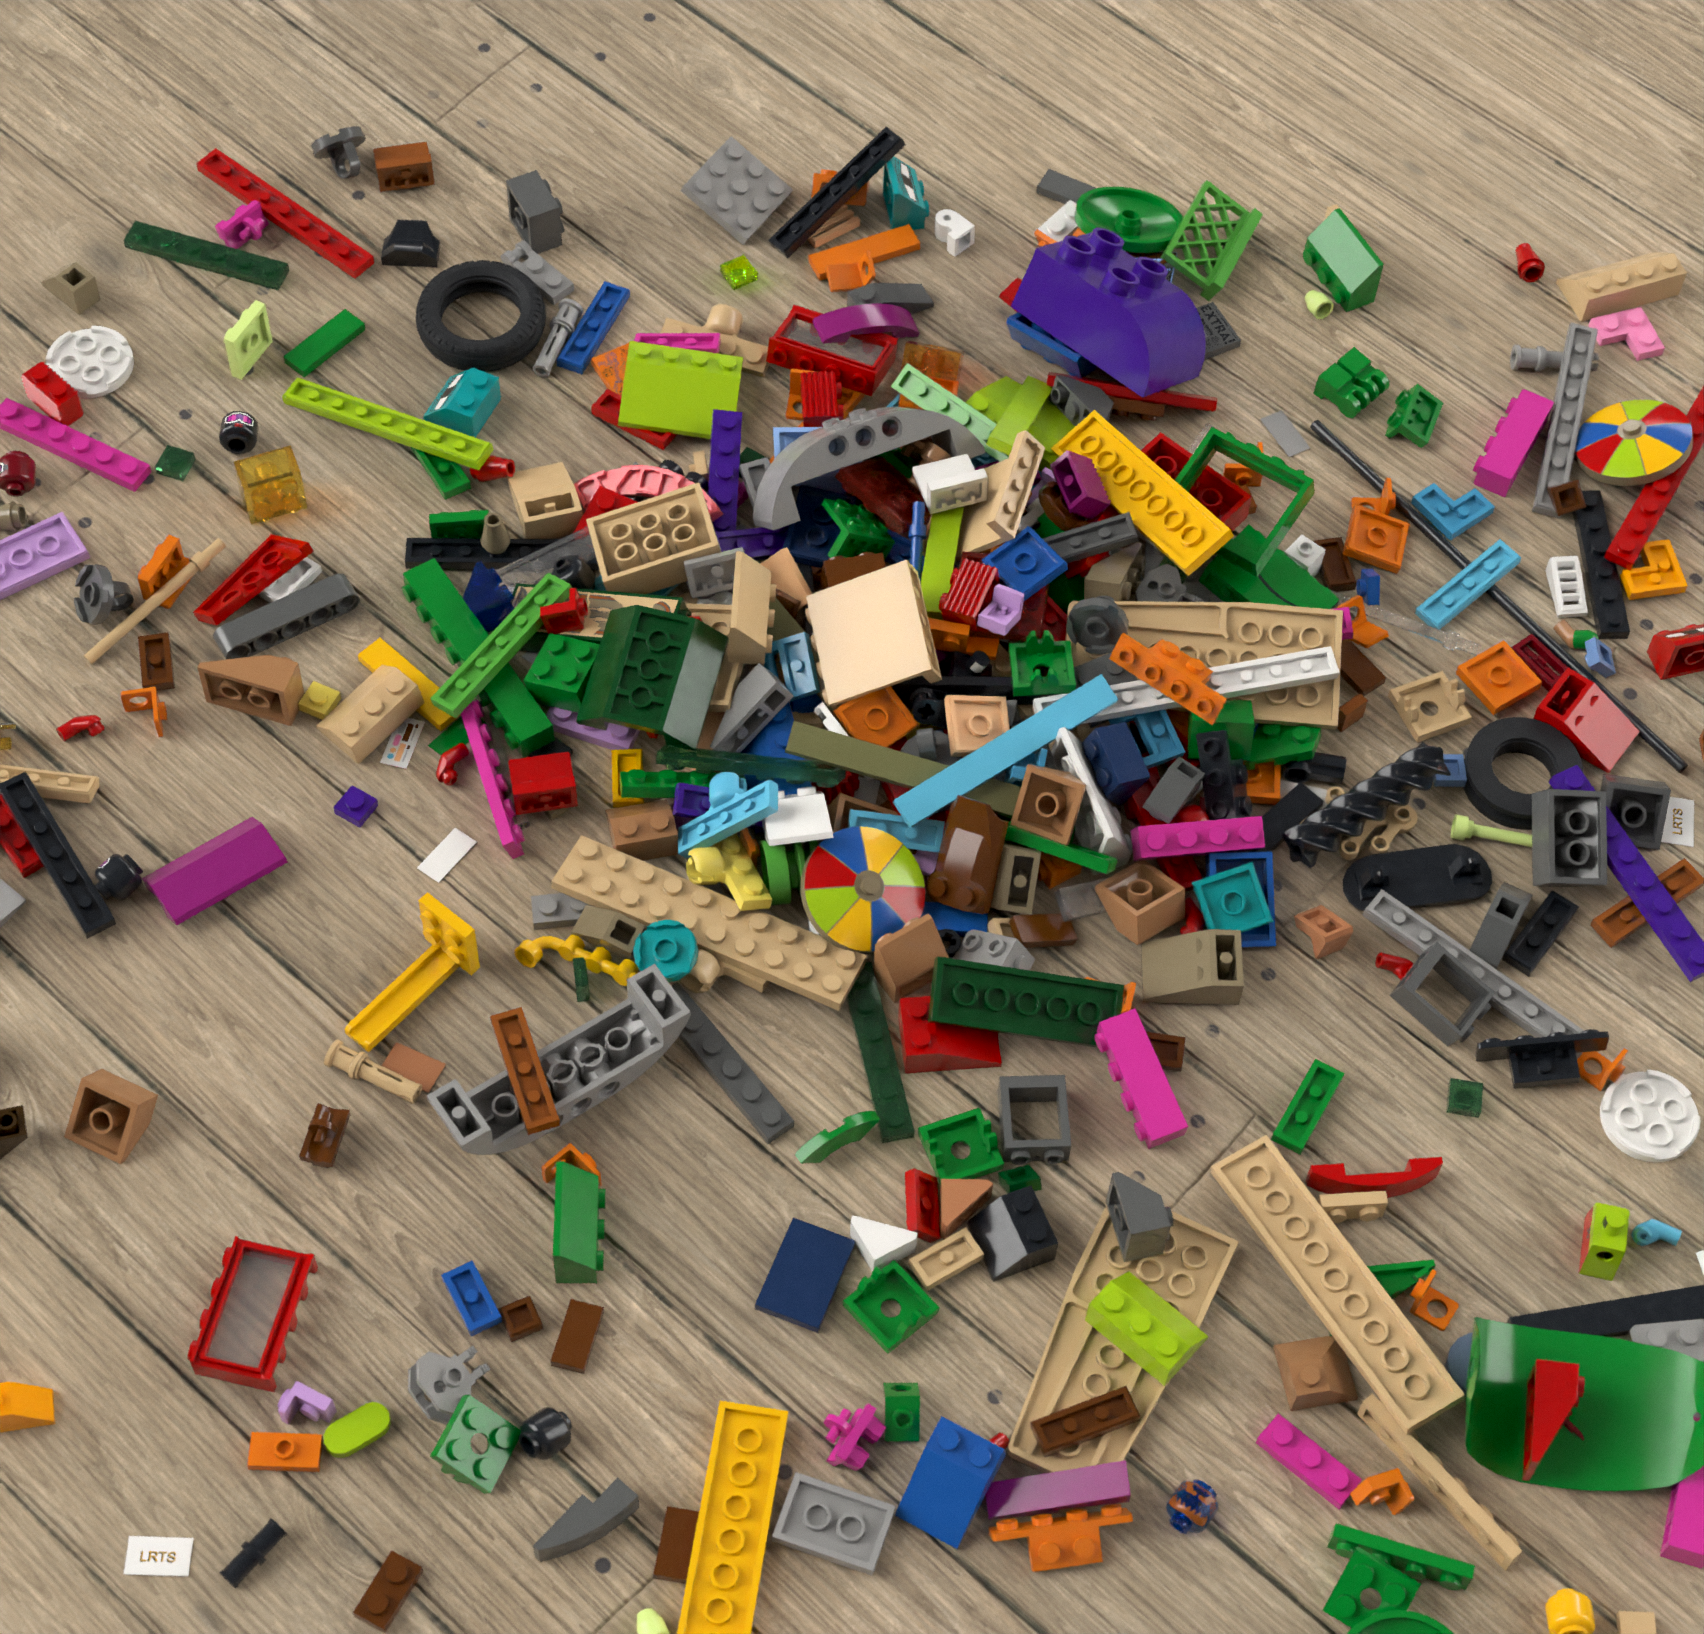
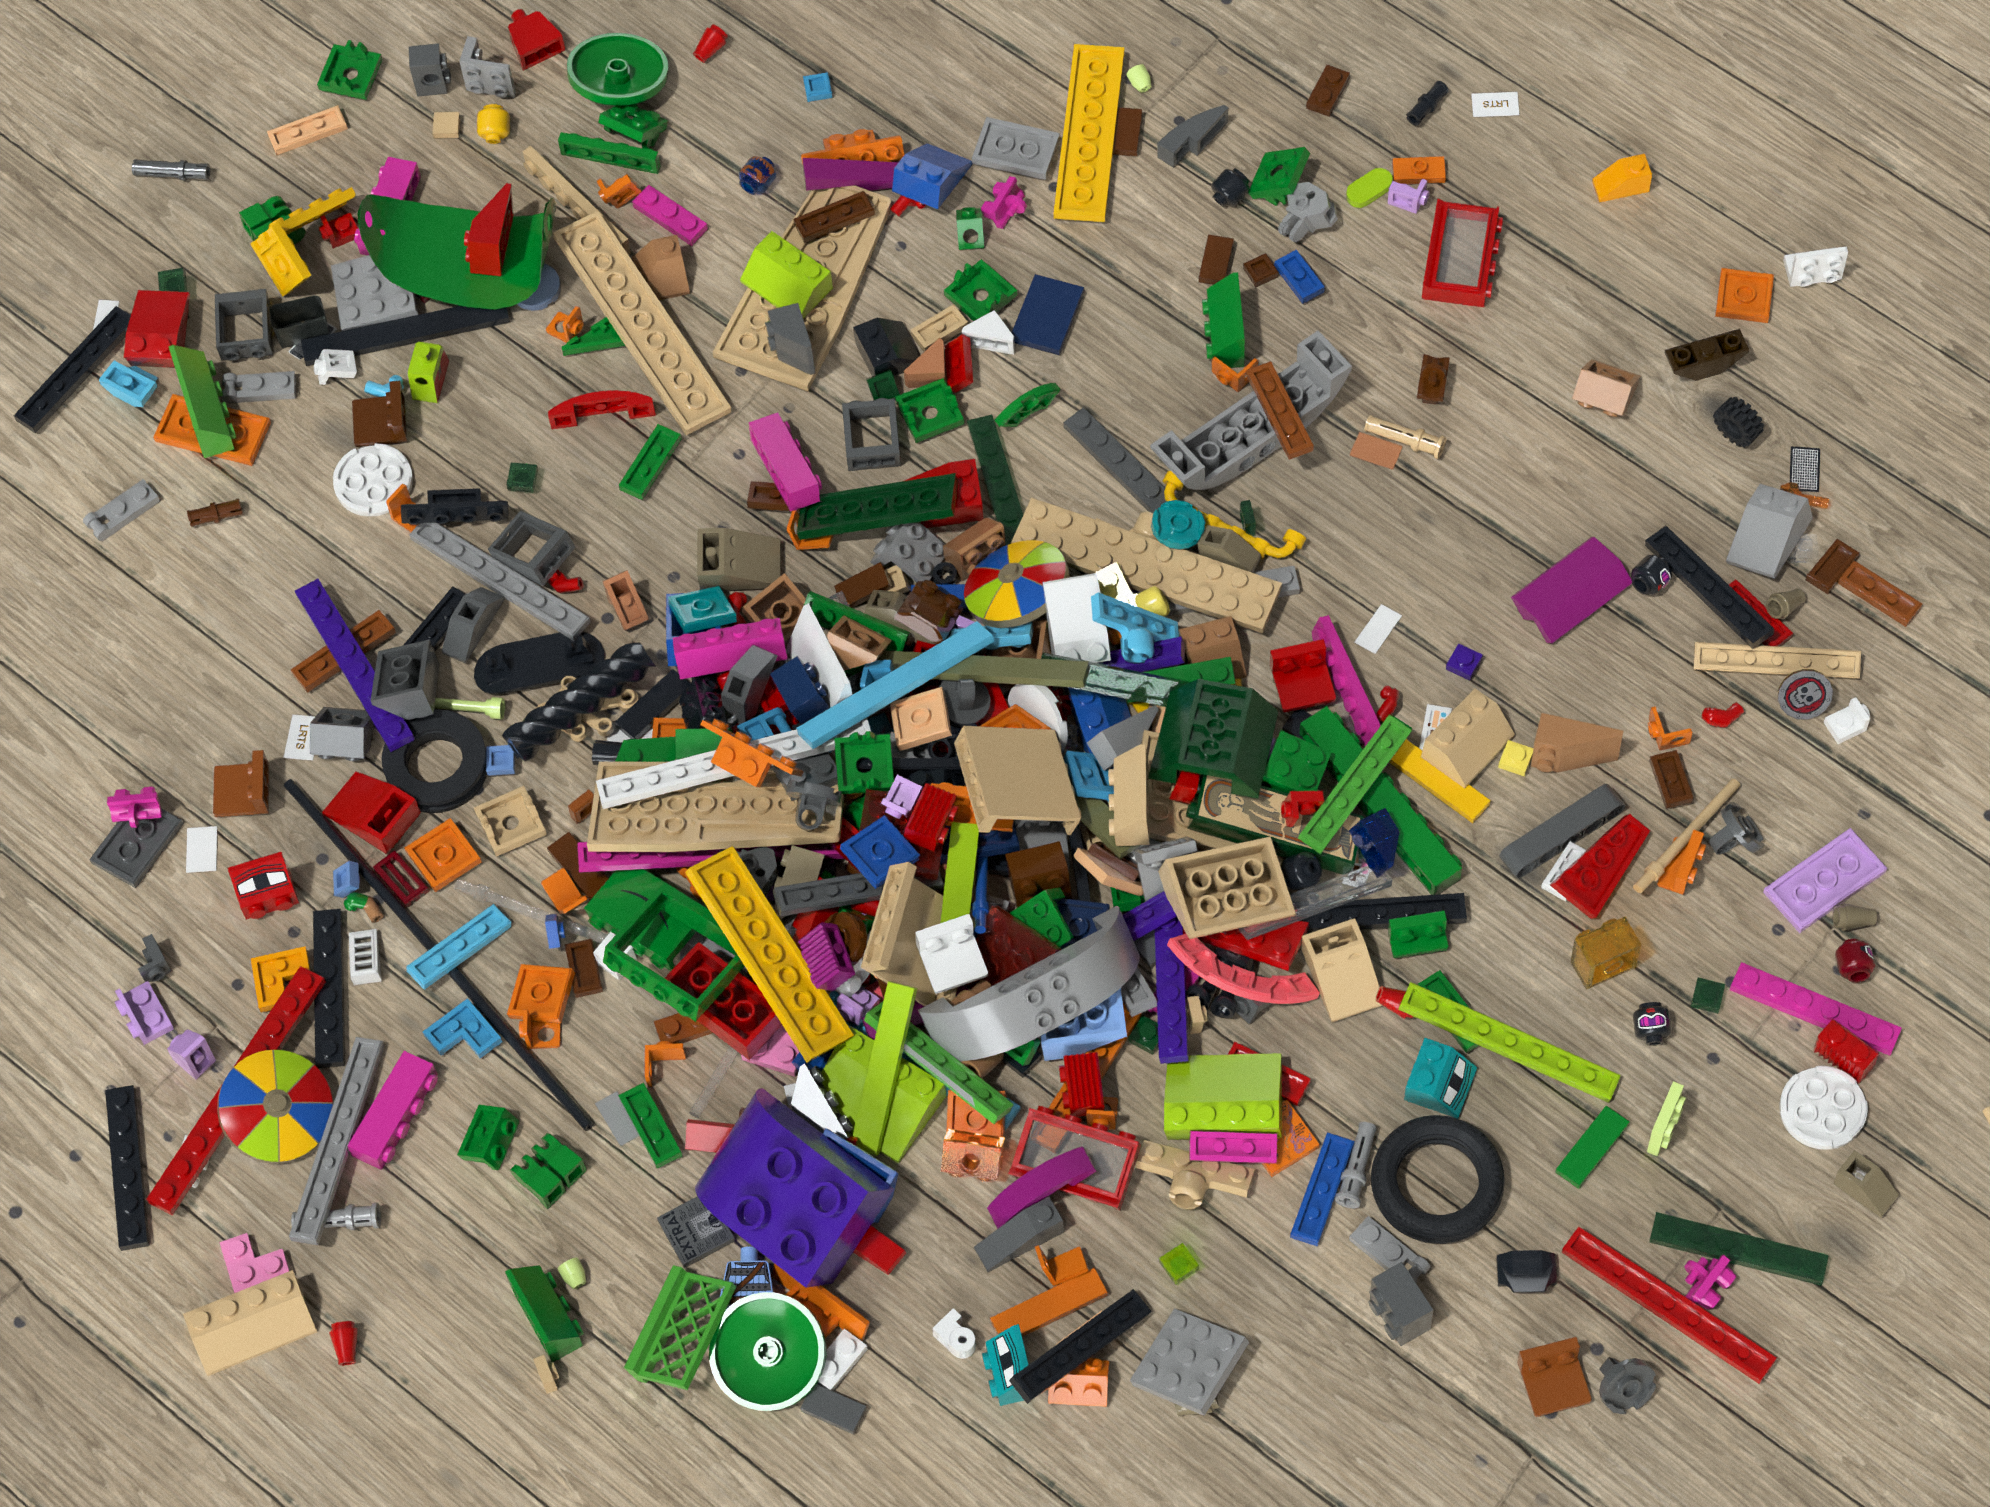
camera: 175 degrees left, 5 degrees up
(451, 948) = (1369, 523): yellow bracket -> none
(494, 535) = (1381, 910): dark tan cone -> none
(1253, 415) = (650, 1125): none -> green plate
(1362, 1205) = (631, 382): tan plate -> none
(1566, 497) = (352, 1041): reddish brown slope -> none
(1653, 1186) = (380, 418): none -> reddish brown bracket

